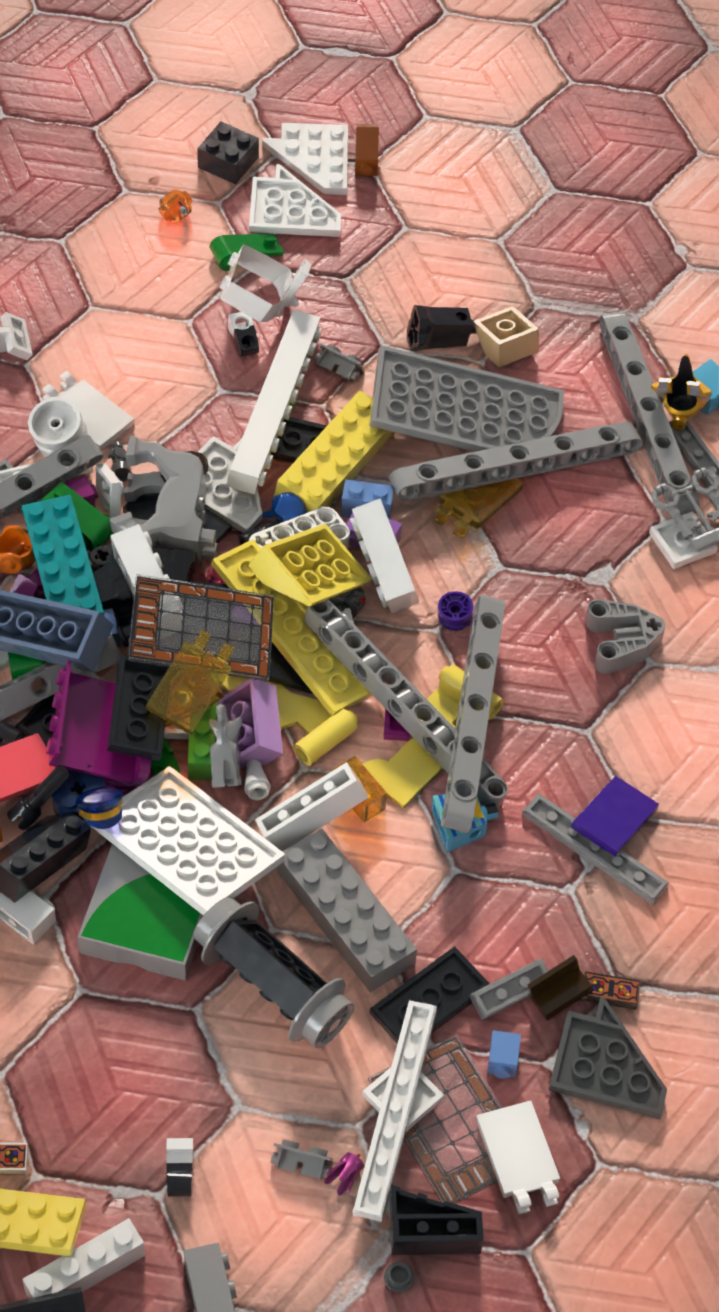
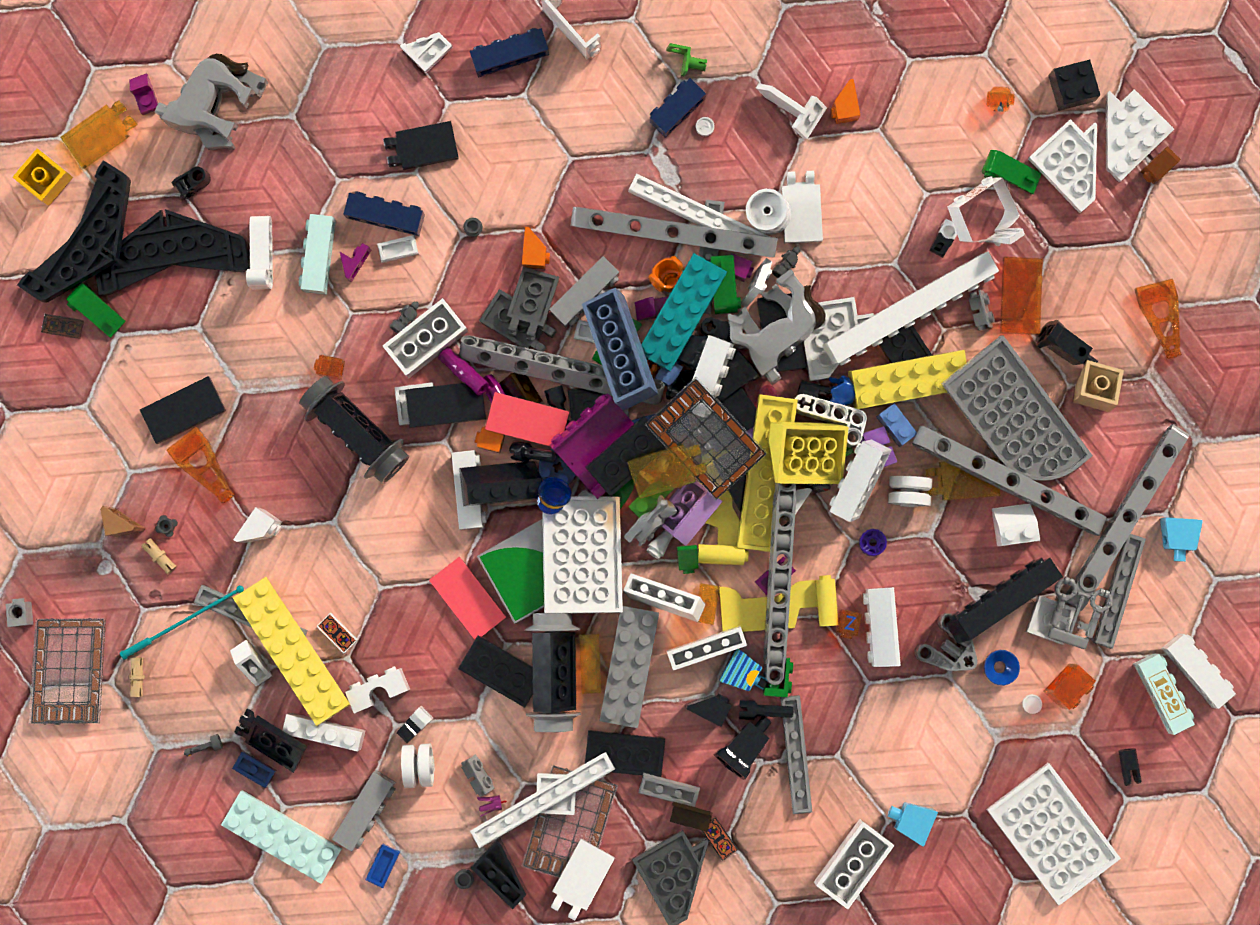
camera: 50 degrees right, 30 degrees up
(42, 305) = (846, 105): none -> orange slope
(109, 999) = (467, 598): none -> coral tile
(110, 1147) = (361, 695): none -> white arch
(218, 1033) = (499, 670): none -> black tile
(226, 1196) = (417, 765): none -> white wheel
(295, 761) = (687, 558): none -> green slope
(304, 940) = (590, 663): none -> clear yellow brick
(359, 324) = (1021, 295): none -> clear orange plate
(402, 823) = (706, 648): none -> white brick
(440, 535) = (910, 490): none -> white wheel
(468, 871) = (711, 708): none -> black slope
(473, 714) = (795, 633): light grey beam -> none
(477, 234) = (1156, 293): none -> clear orange plate
(503, 1054) = (627, 821): medium blue brick -> none
(509, 842) = (755, 710): none -> black piece
(513, 690) = (848, 623): none -> clear orange brick
(515, 799) = (775, 690): none -> green bracket
(541, 883) = (744, 748): none -> black piece
(547, 663) = (882, 627): none -> white slope
(565, 494) = (1015, 525): none -> white slope
(615, 815) = (825, 748): dark purple tile -> none
(622, 546) = (1003, 599): none -> black brick
(682, 394) = (1152, 531): piece -> none
(687, 601) = (1011, 669): none -> blue piece

